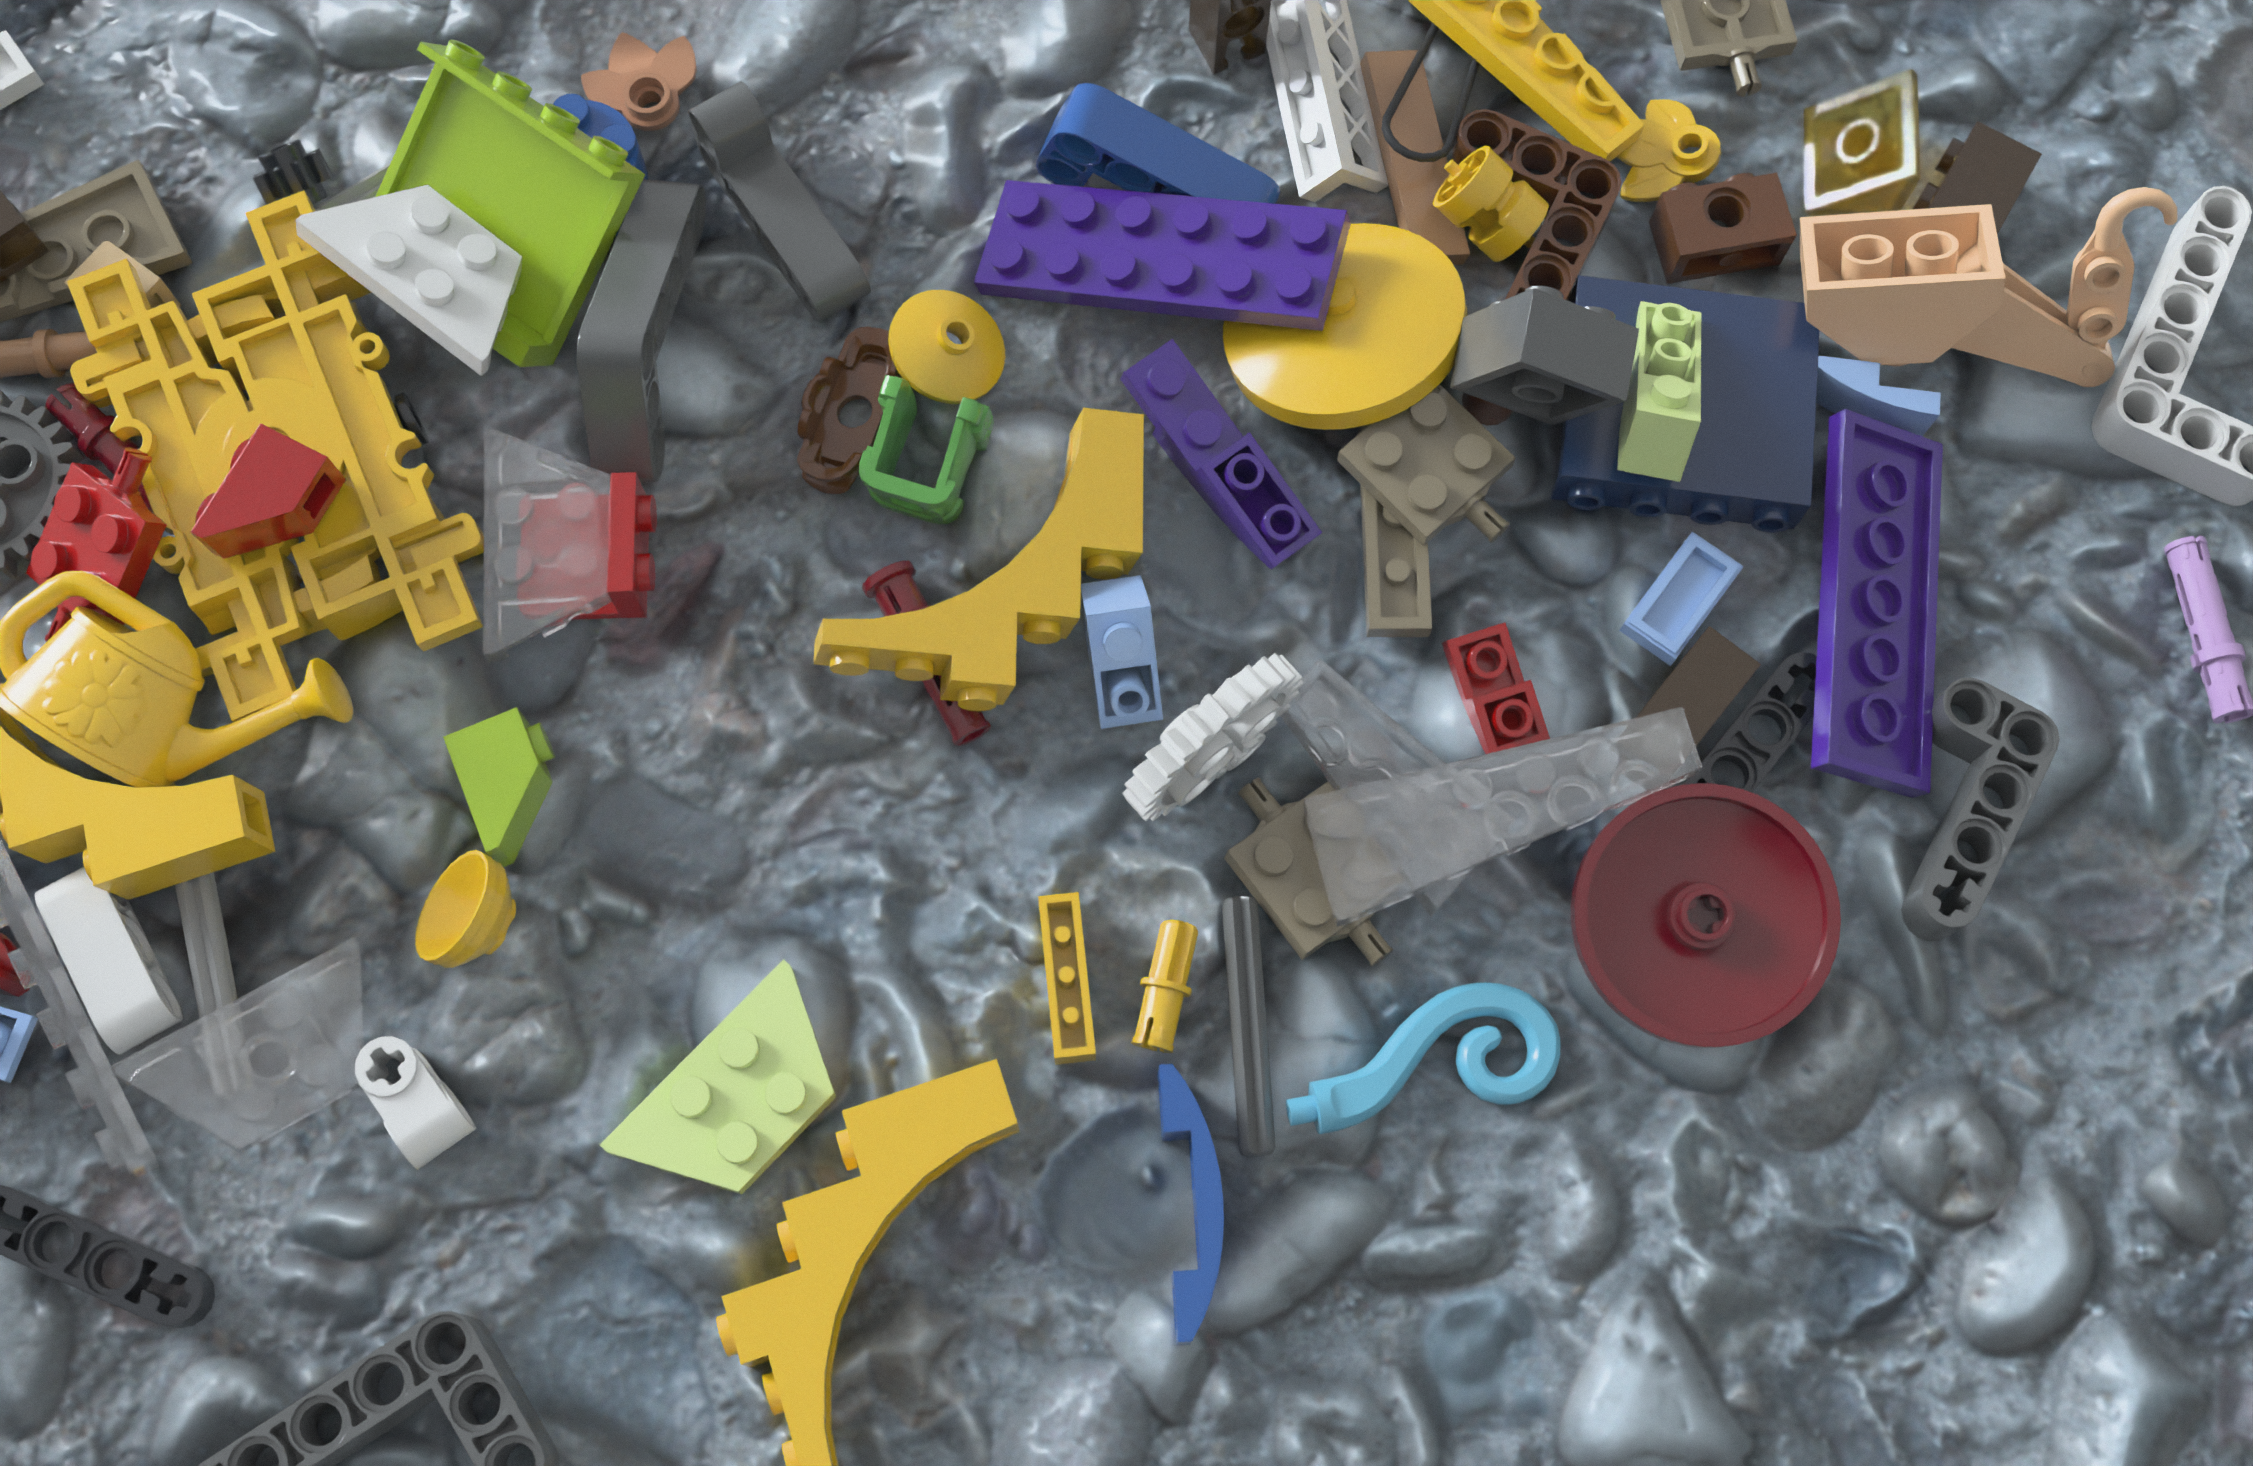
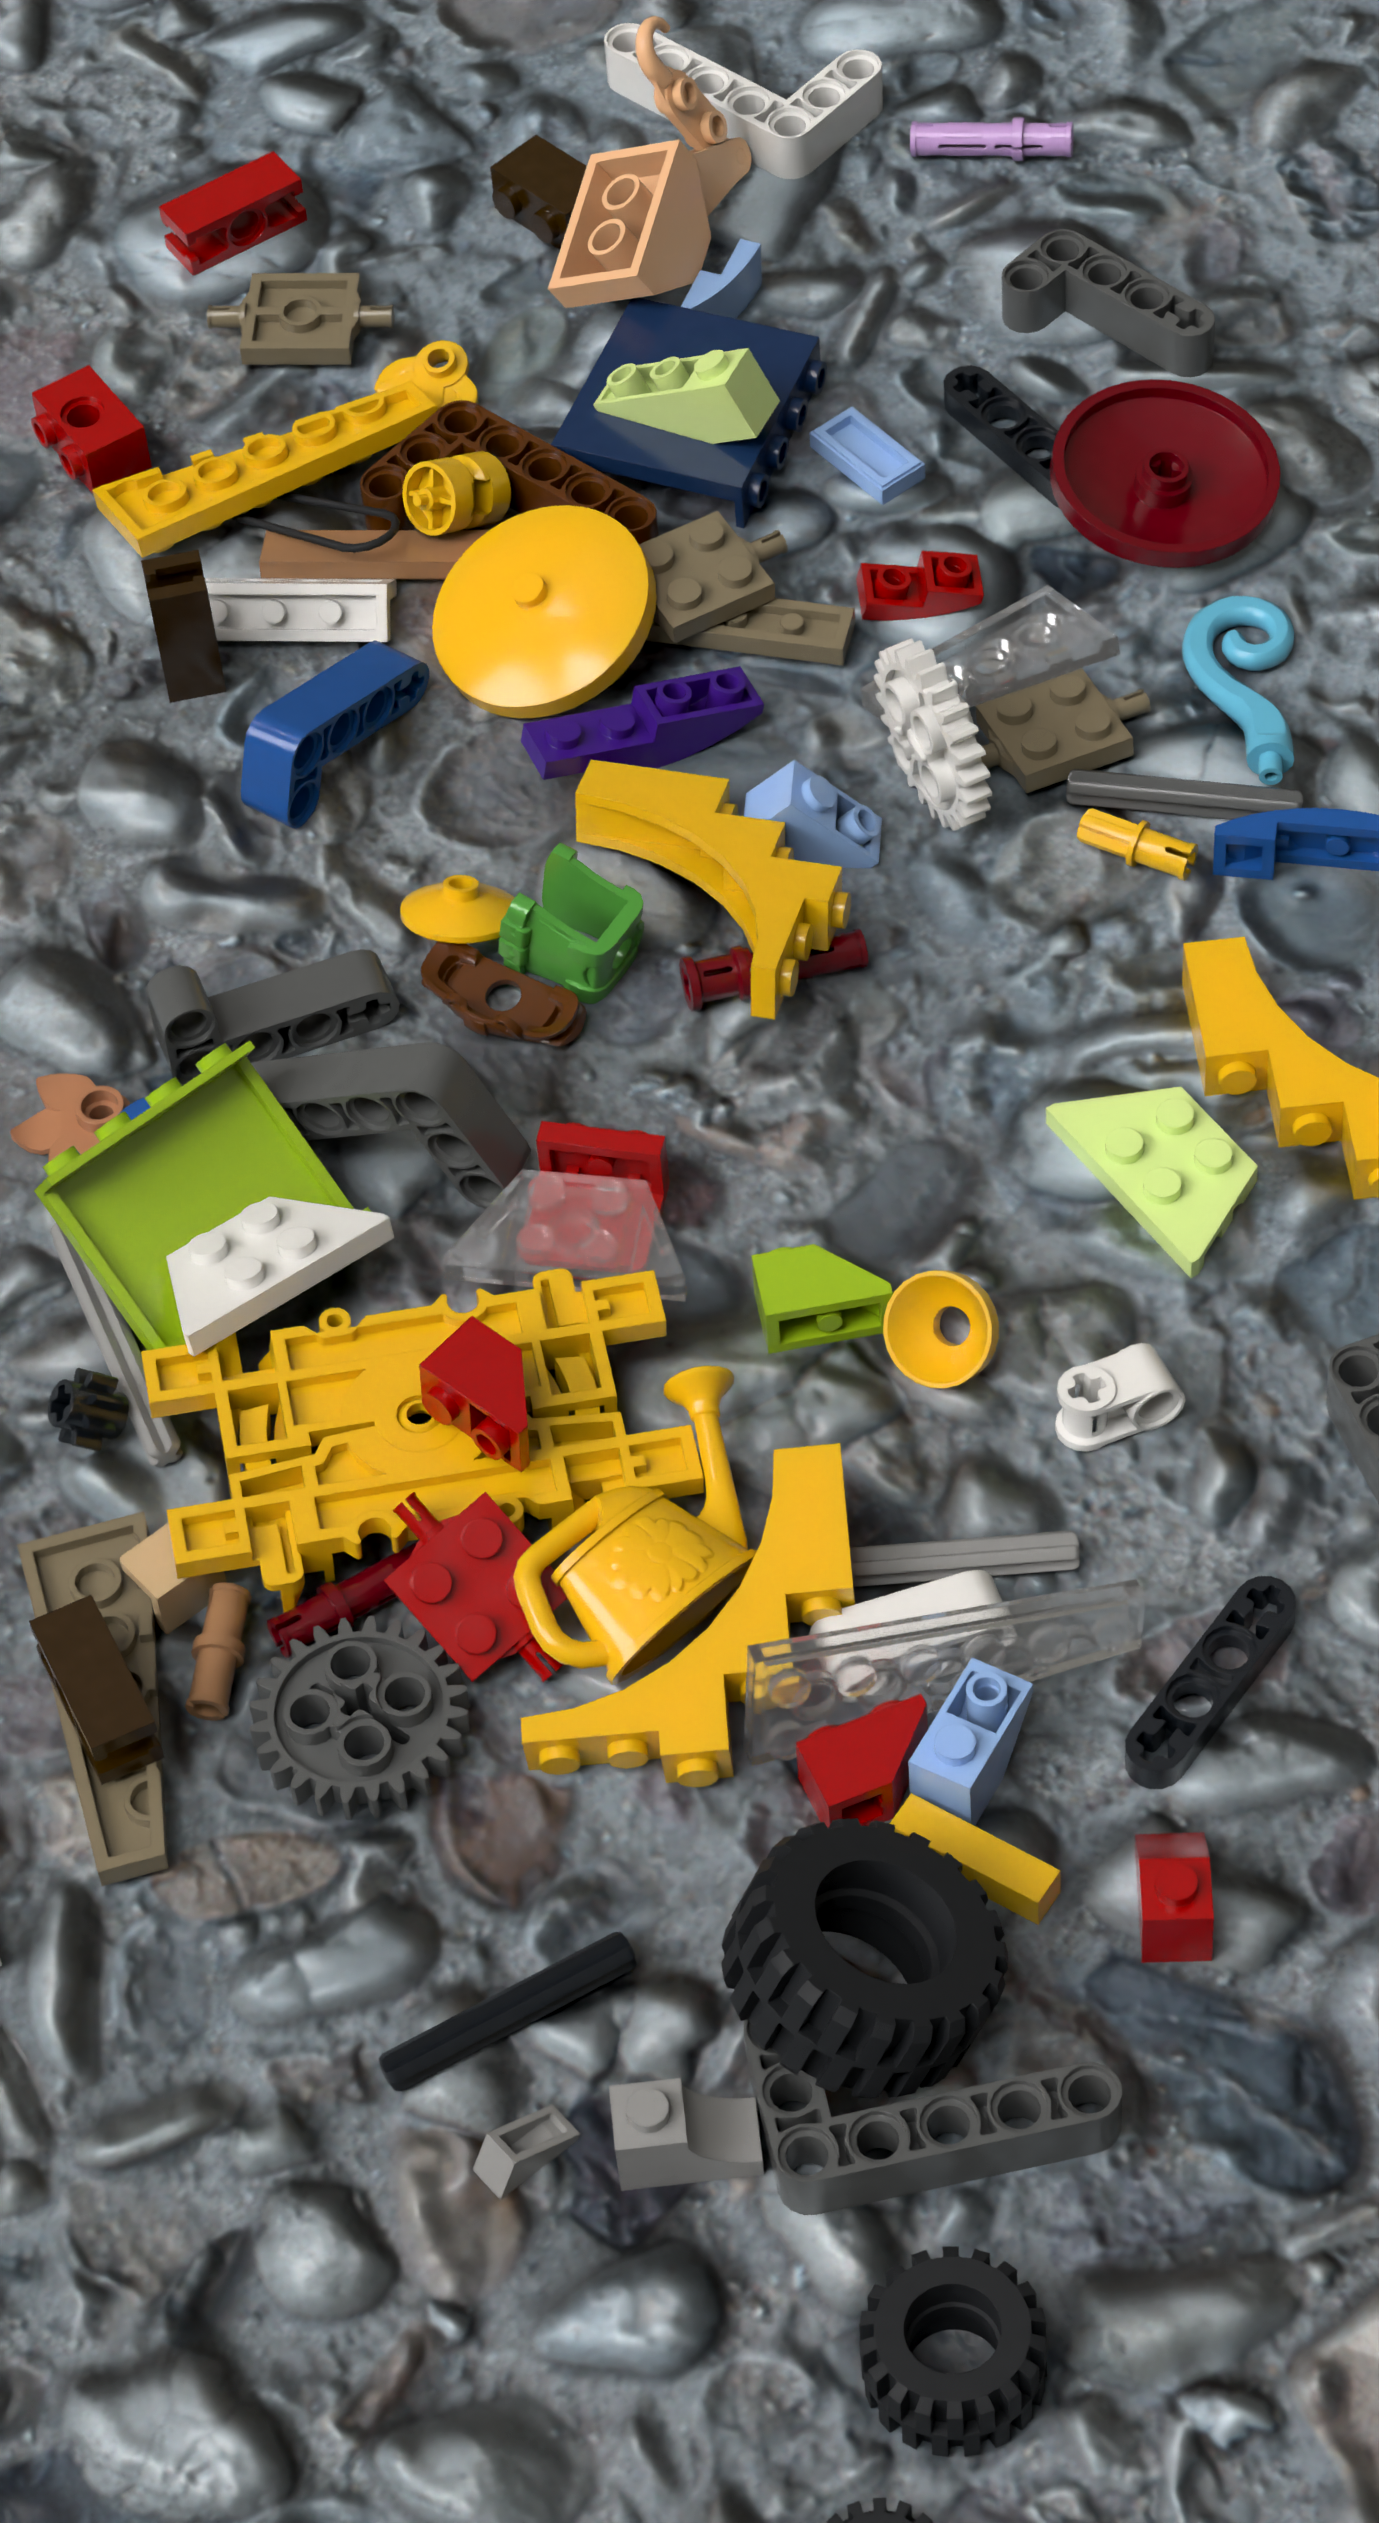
camera: 70 degrees left, 20 degrees down
(262, 1055) = (1044, 1501): clear wing -> none
(1067, 978) = (1112, 912): yellow piece -> none
(1164, 254) = (429, 724): dark purple plate -> none
(1441, 821) = (1042, 606): clear wing -> none
(1545, 356) = (644, 448): dark grey brick -> none
(1697, 248) = (524, 358): reddish brown brick -> none
(1704, 682) = (978, 465): dark brown piece -> none
(1863, 148) = (484, 248): clear yellow slope -> none
(1878, 606) = (914, 321): dark purple plate -> none

